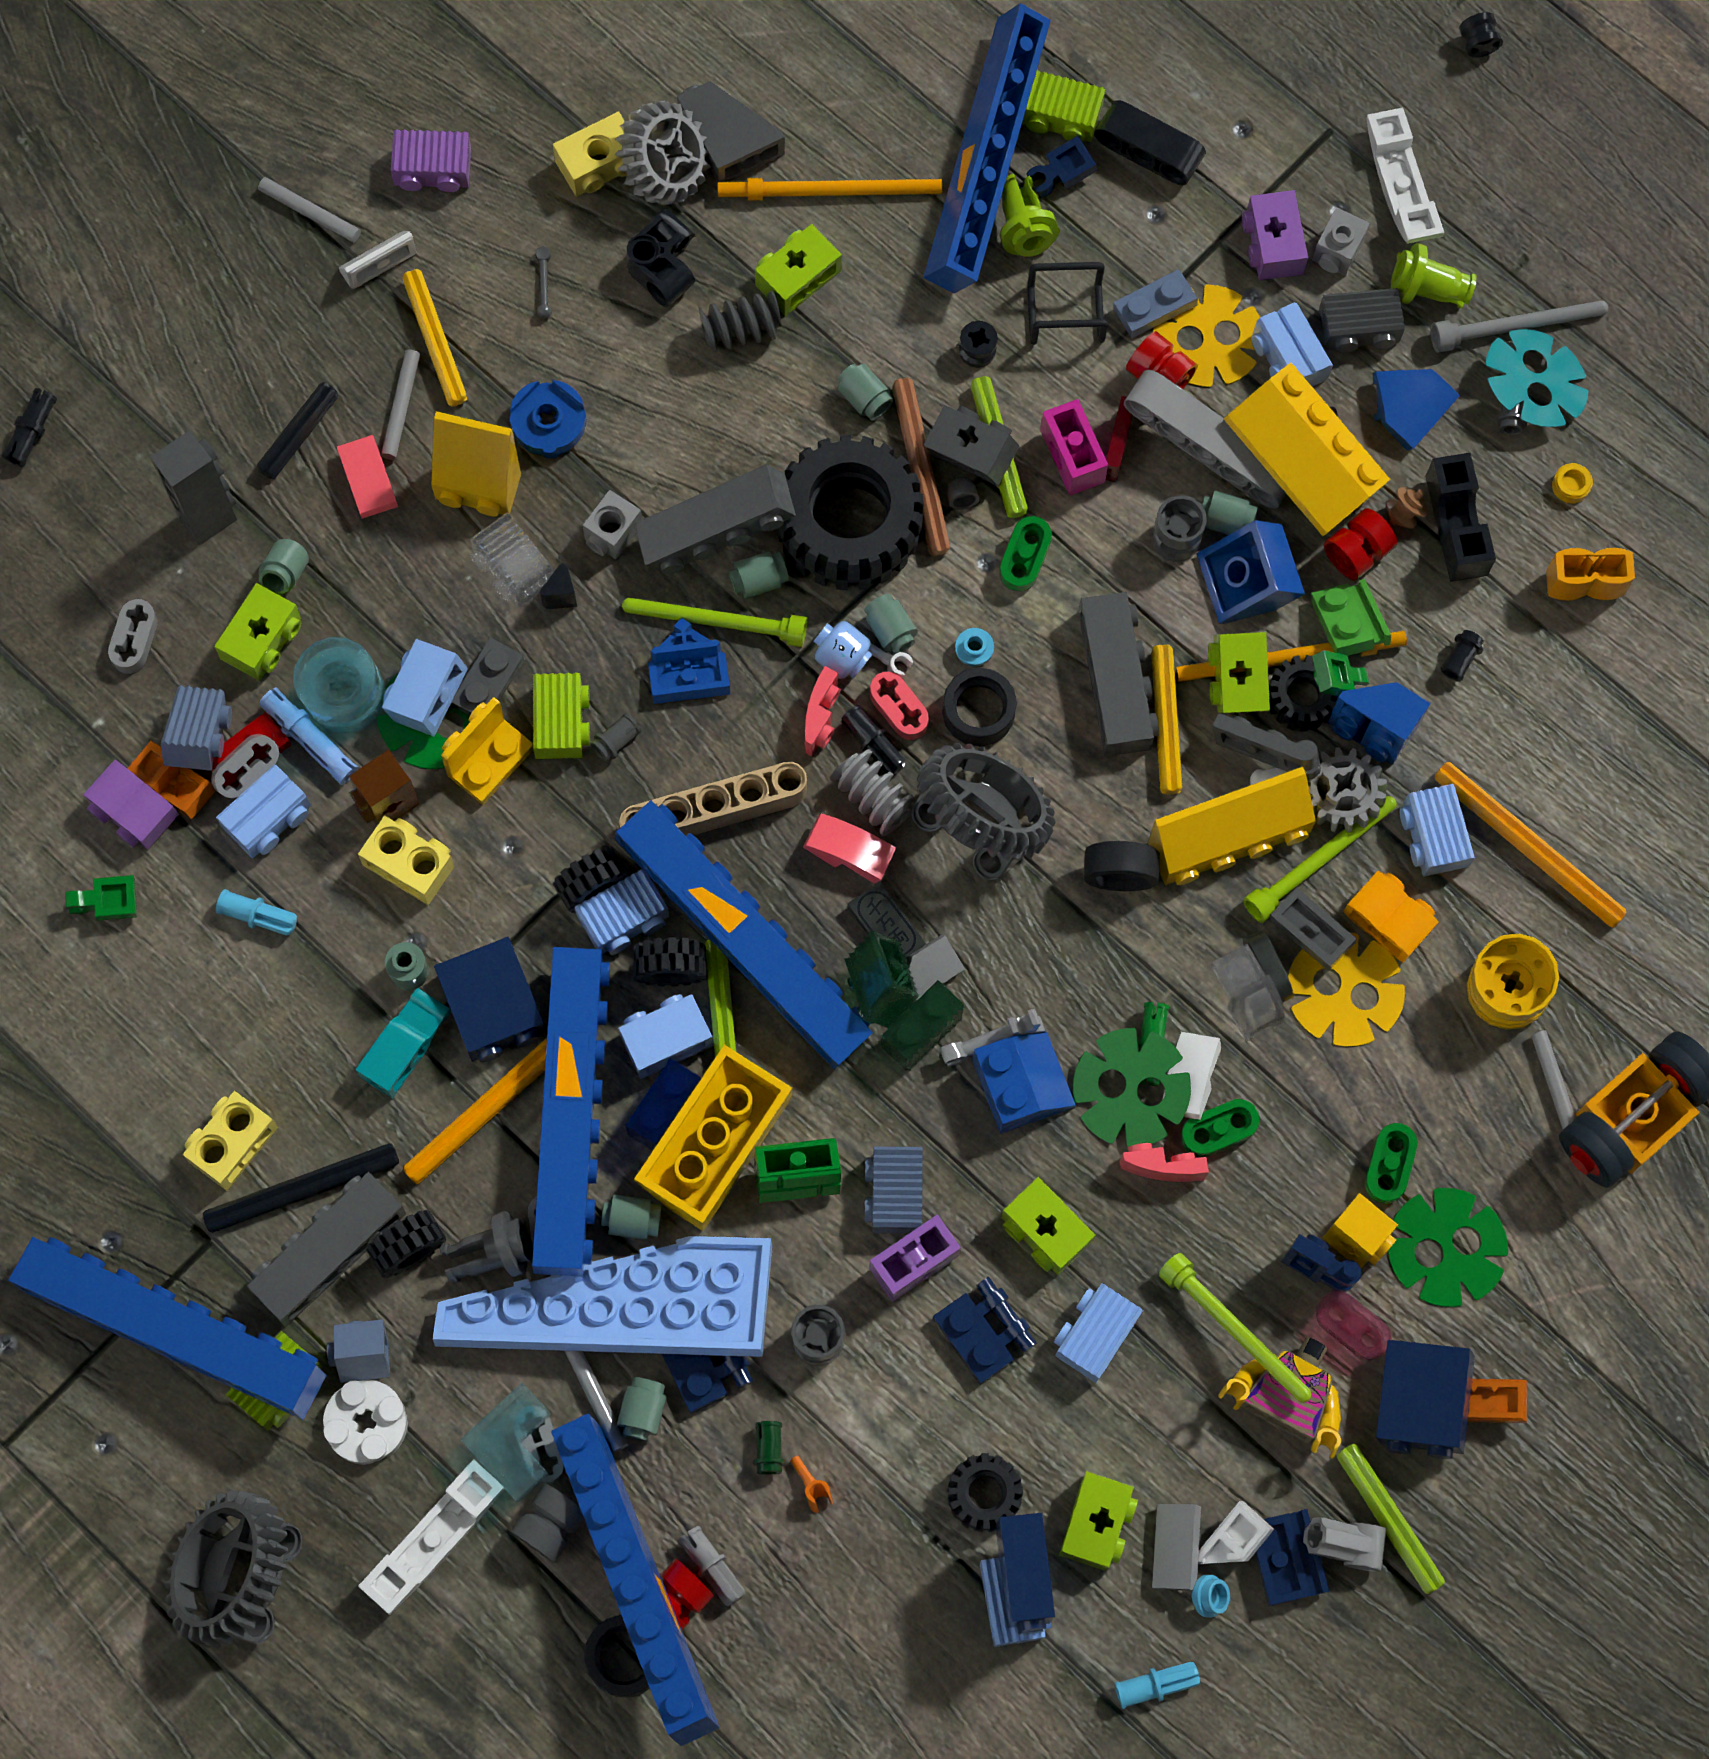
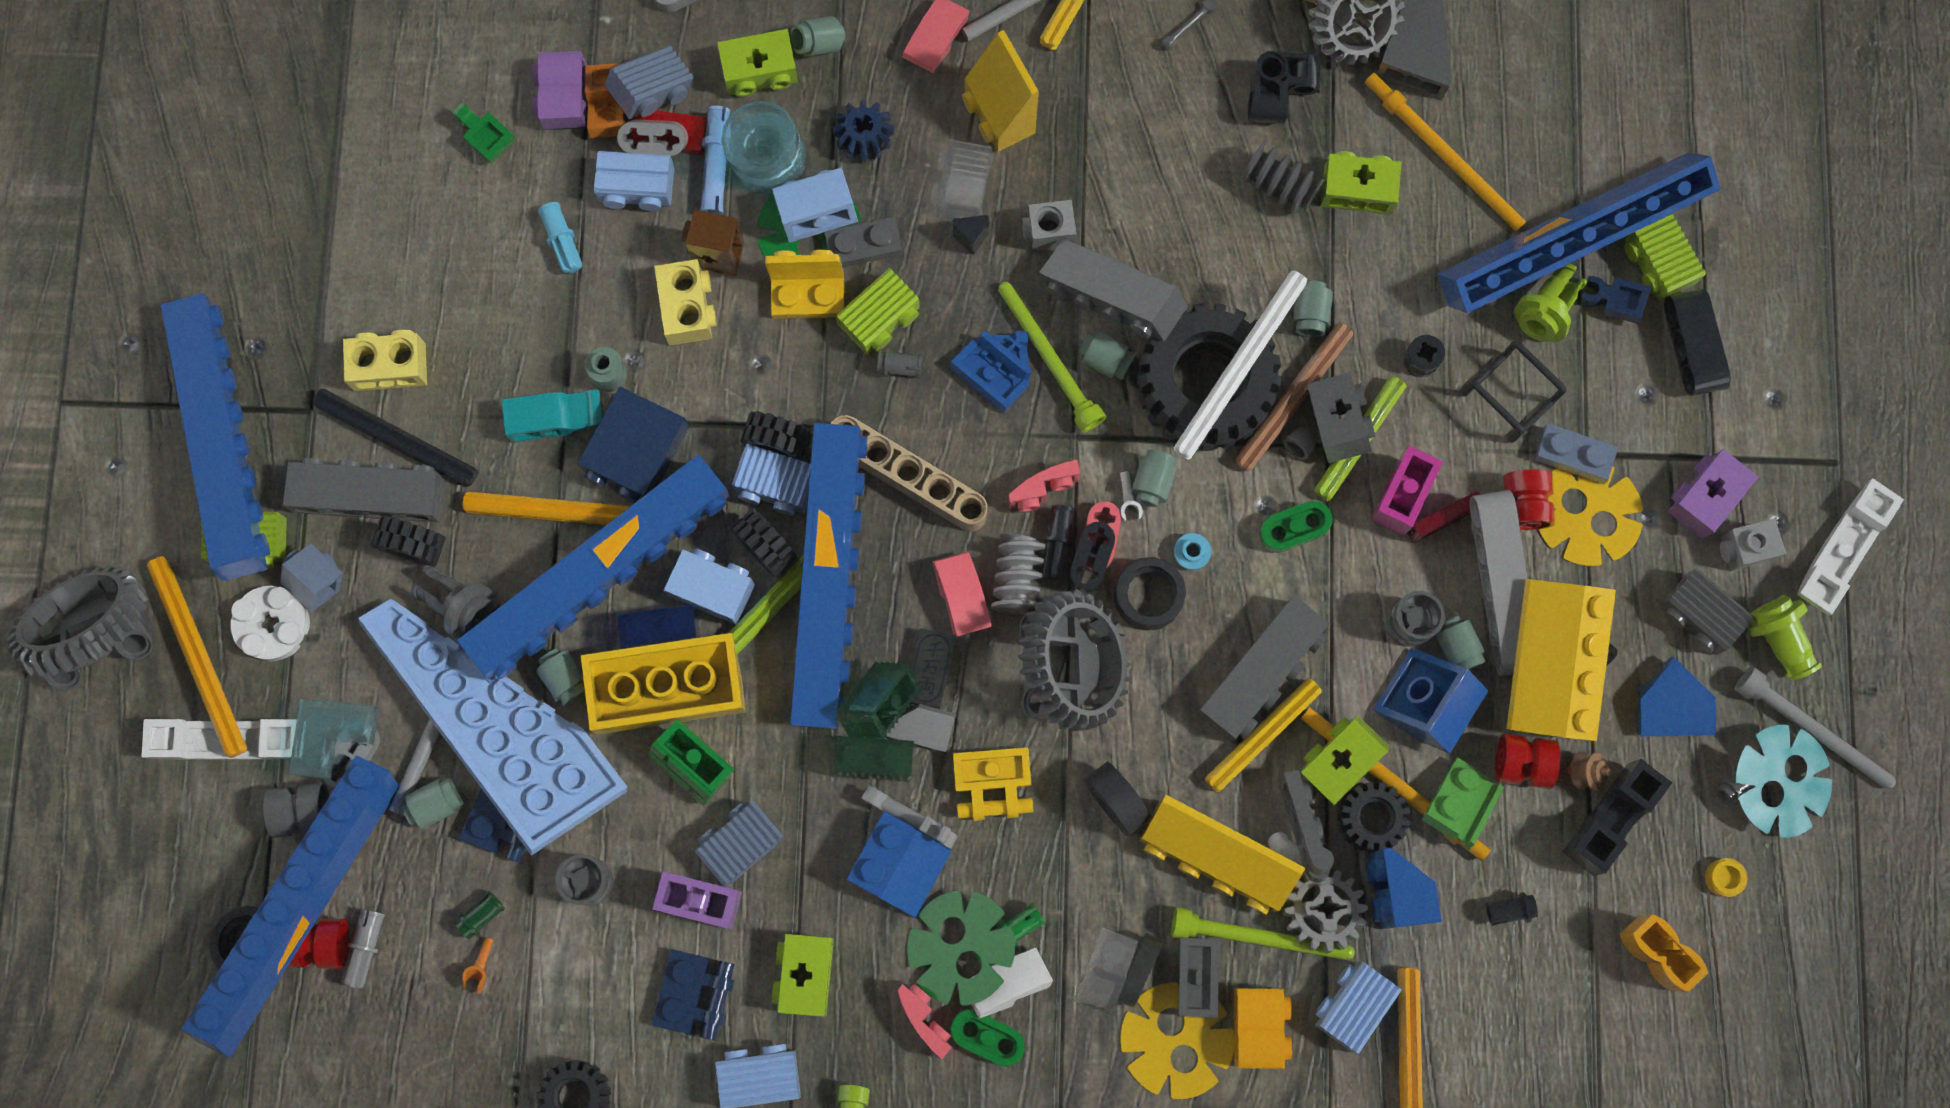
camera: 50 degrees right, 5 degrees up
(340, 1503) = (197, 657): none -> light orange axle
(410, 594) = (859, 120): none -> dark blue gear
(547, 397) = (1077, 129): blue plate -> none
(842, 649) = (1103, 461): light blue head -> none
(868, 475) = (1240, 365): none -> white axle
(919, 717) = (1083, 554): none -> black beam
(1012, 945) = (990, 771): none -> yellow plate
(1289, 338) = (1636, 577): light blue brick -> none
(1335, 674) = (1404, 831): green plate -> none

